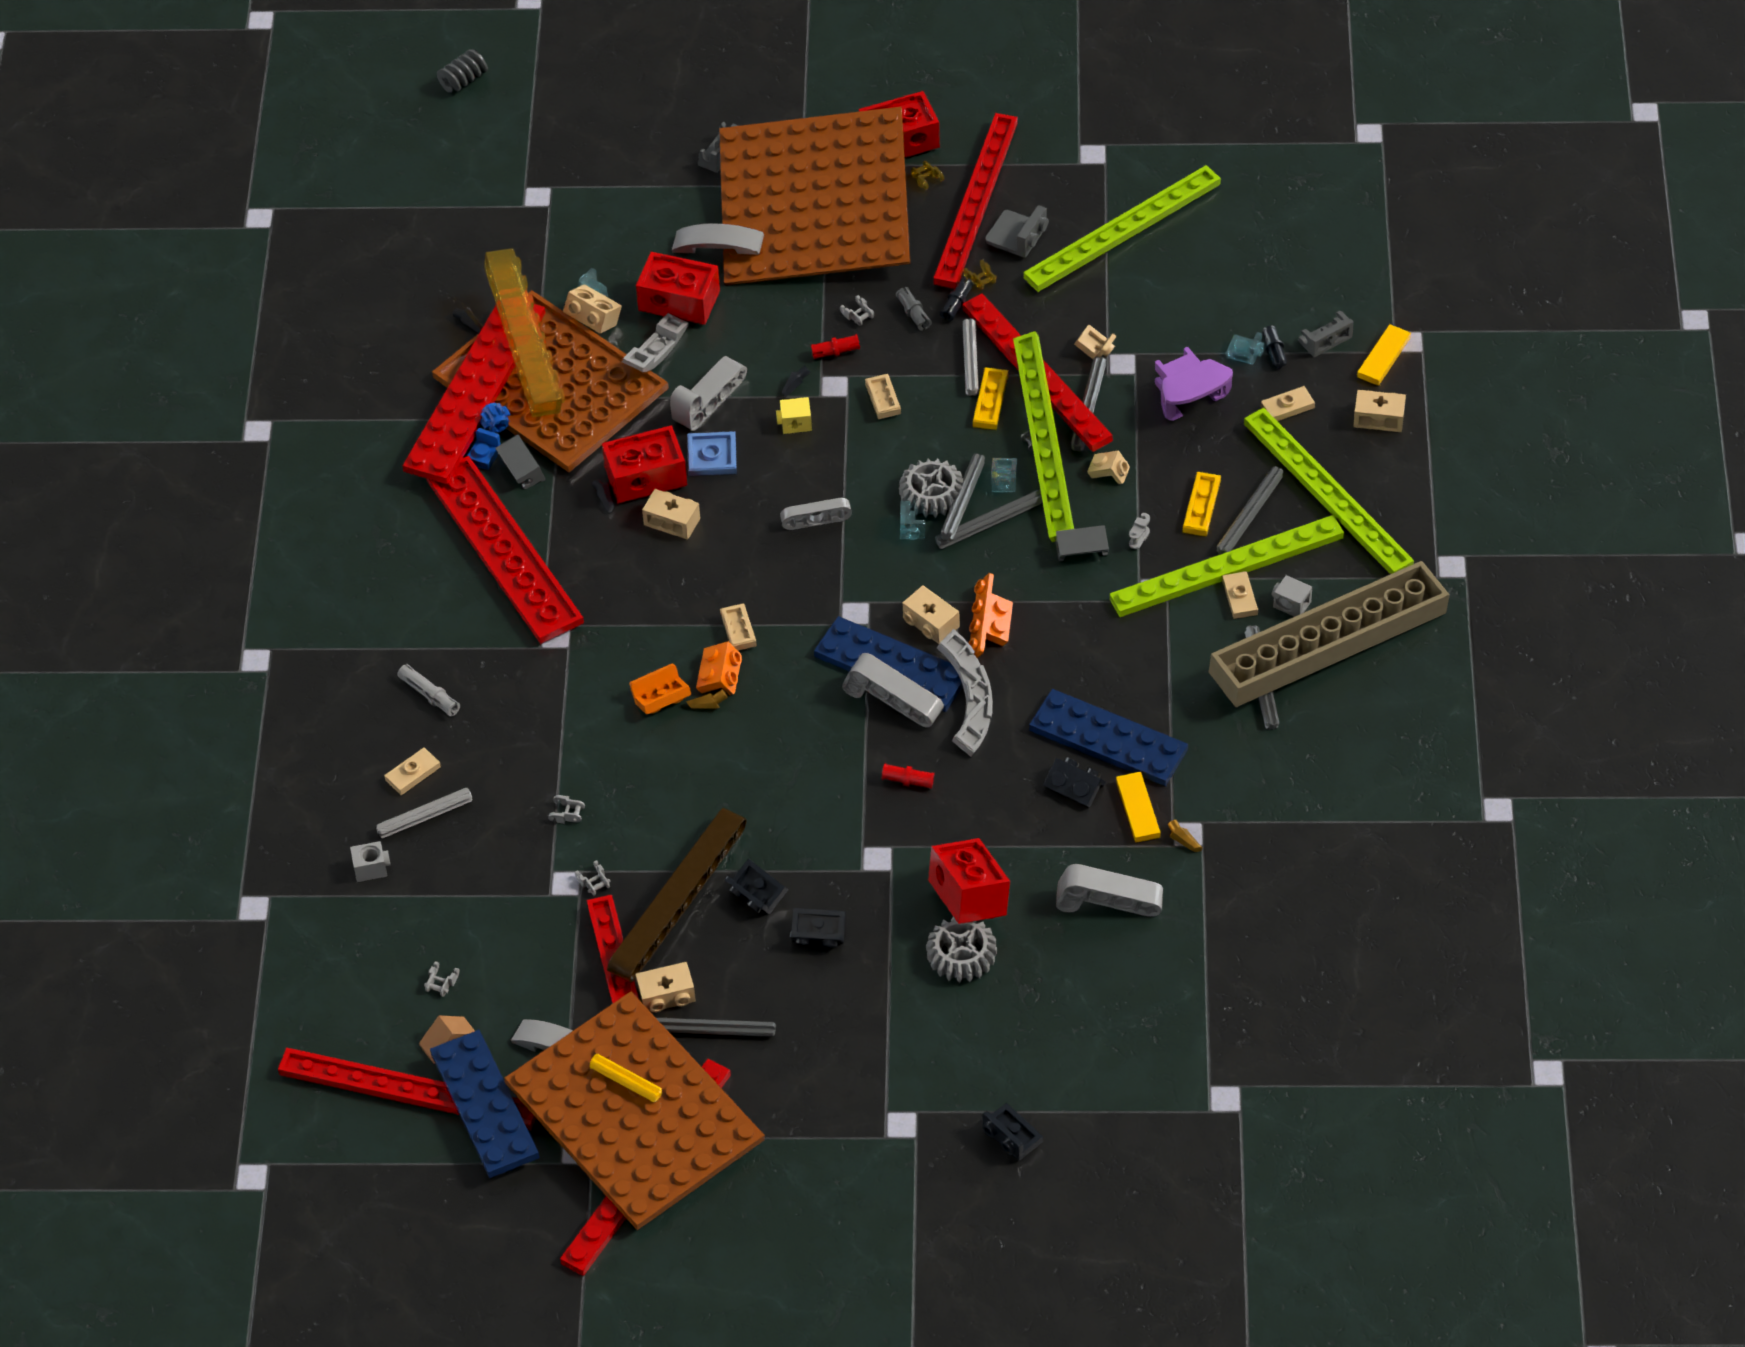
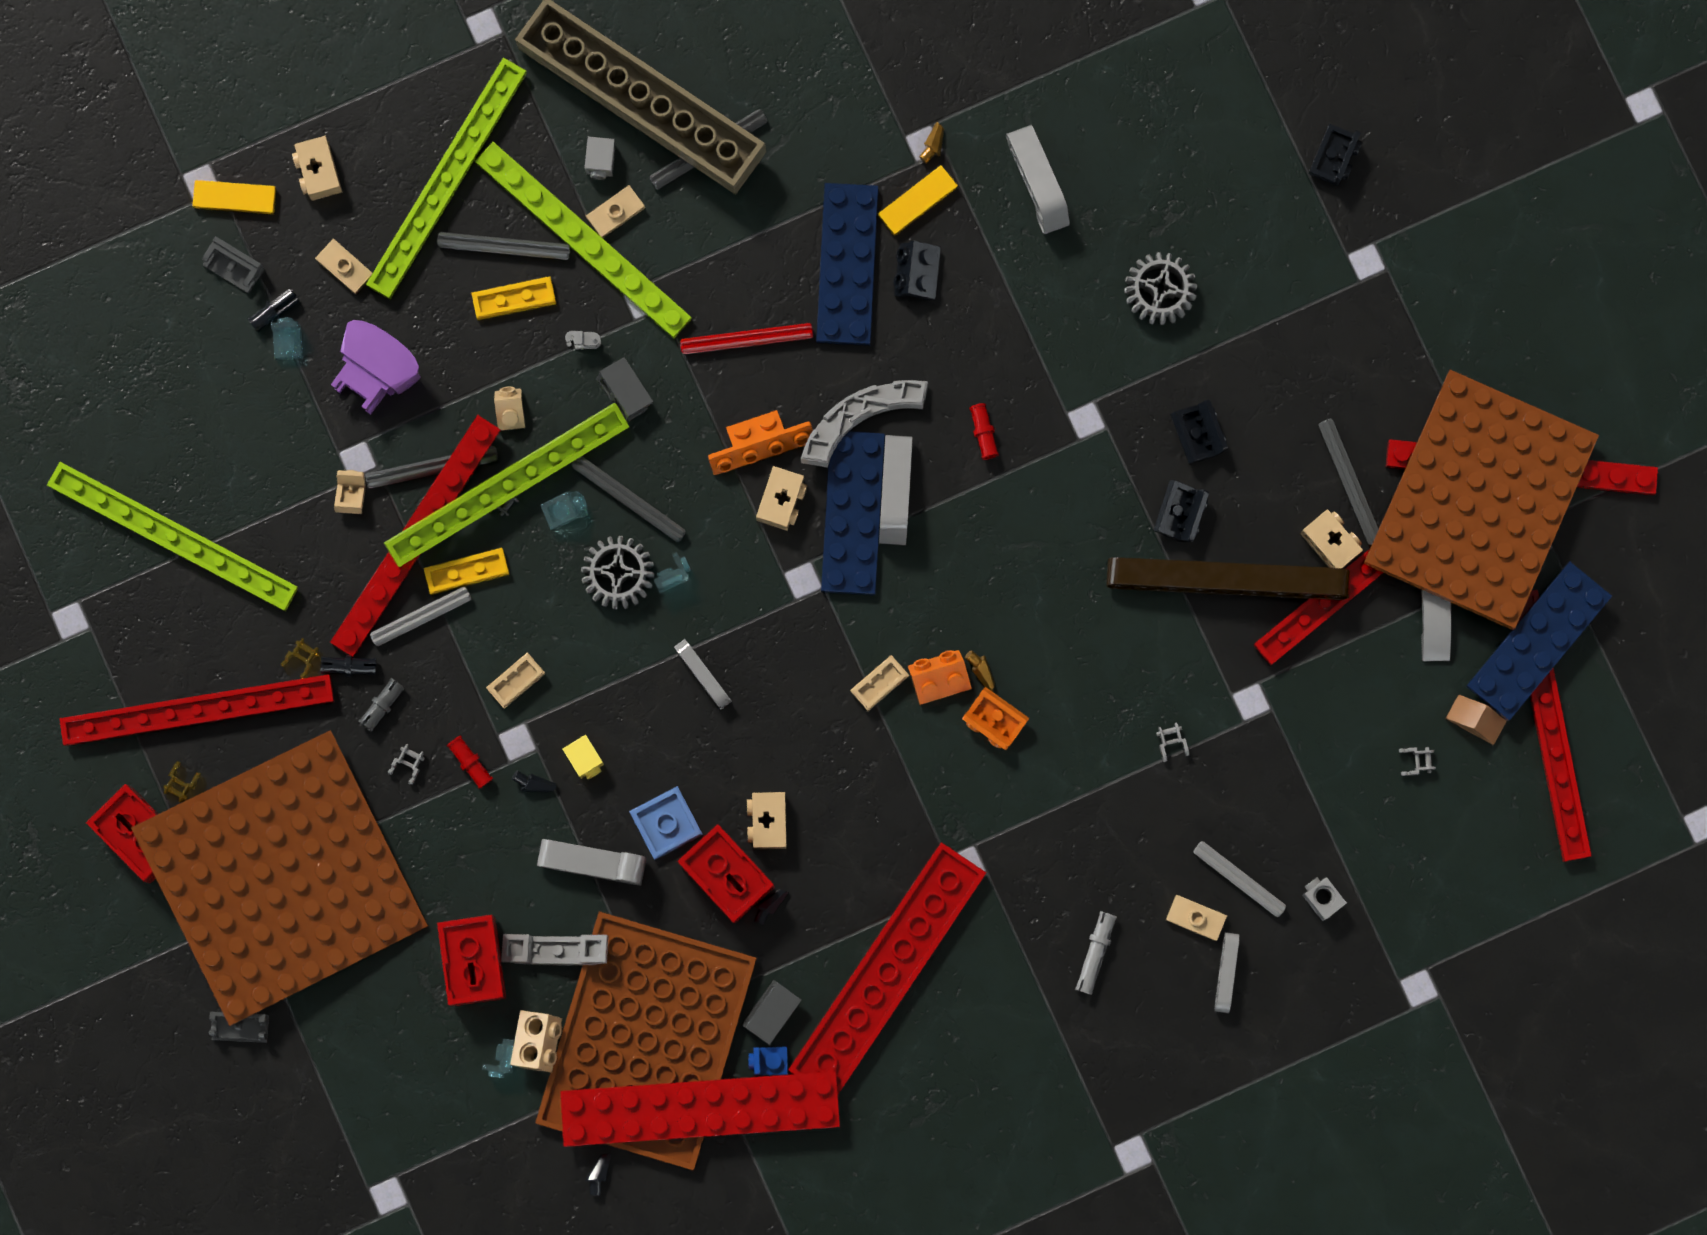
camera: 120 degrees left, 30 degrees up
(354, 771) = (1226, 972): none -> light grey beam
(495, 417) = (733, 1063): blue gear -> none
(523, 332) = (617, 1086): clear yellow brick -> none
(587, 882) = (1250, 669): light grey piece -> none
(625, 1078) = (1465, 513): yellow axle -> none
(718, 236) = (382, 955): light grey slope -> none
(961, 500) = (627, 532): dark grey axle -> none
(969, 880) = (1097, 304): red piece -> none
(1018, 232) = (226, 644): dark grey bracket -> none
(1081, 644) = (746, 338): none -> red axle

